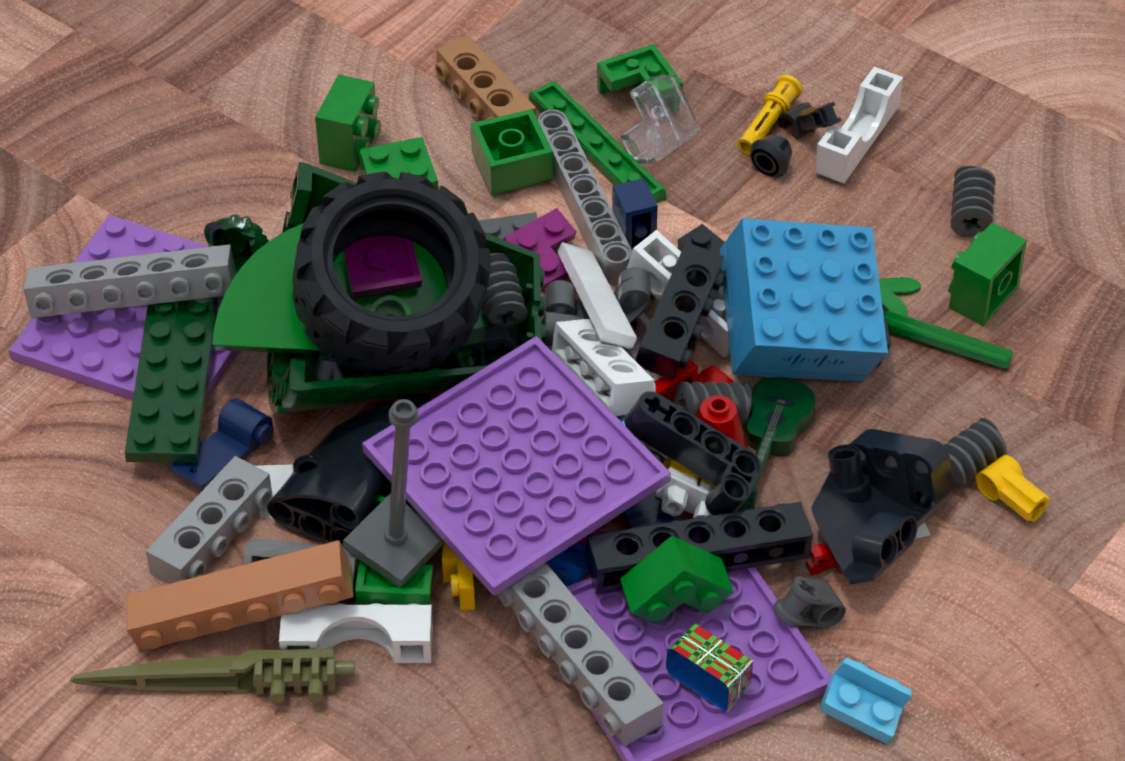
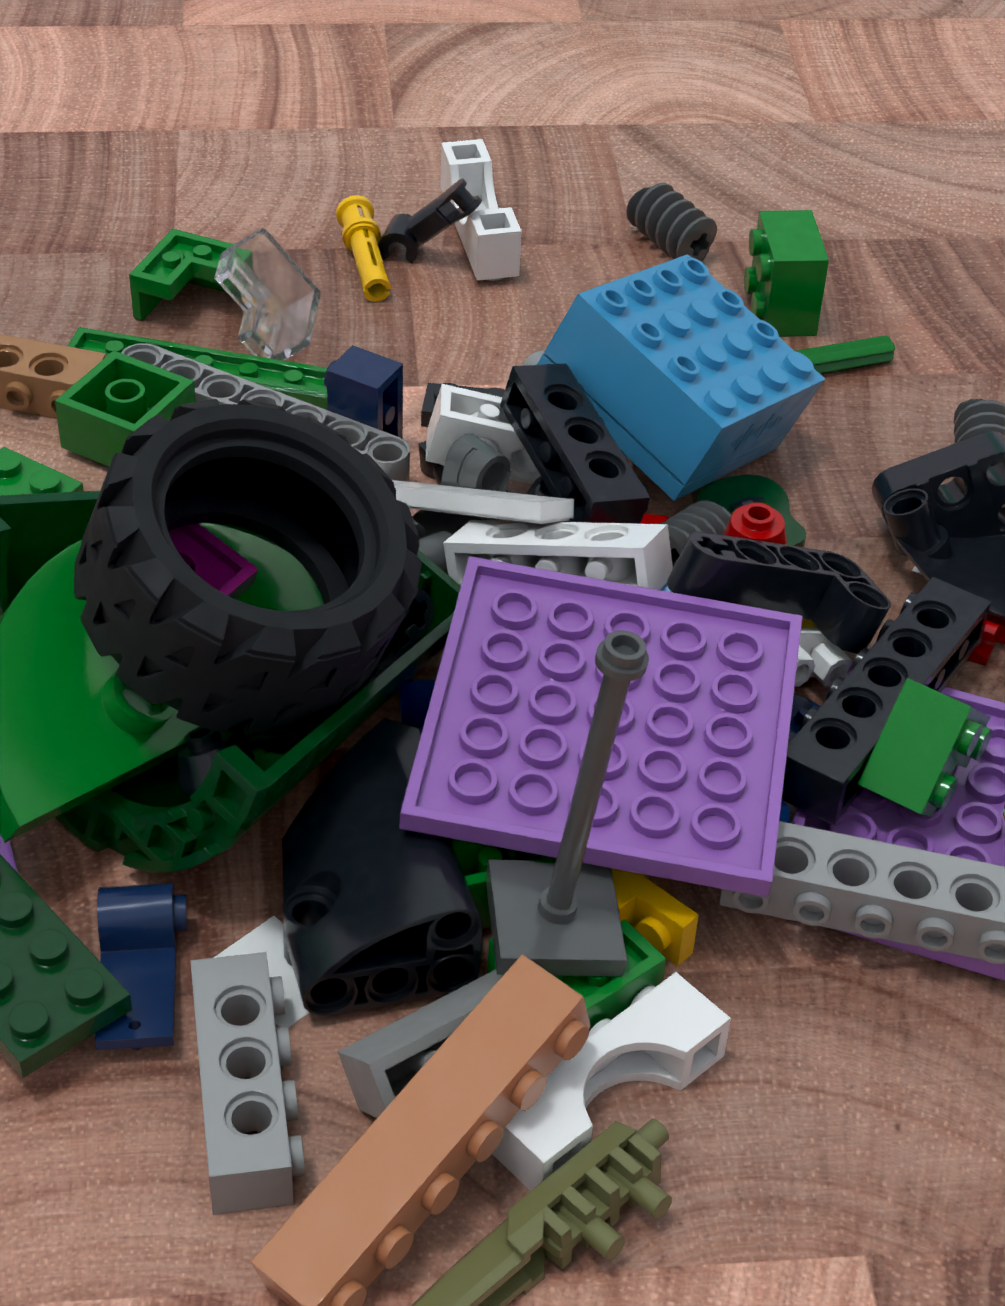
camera: 45 degrees left, 5 degrees down
(771, 155) = (420, 282): black cone -> none

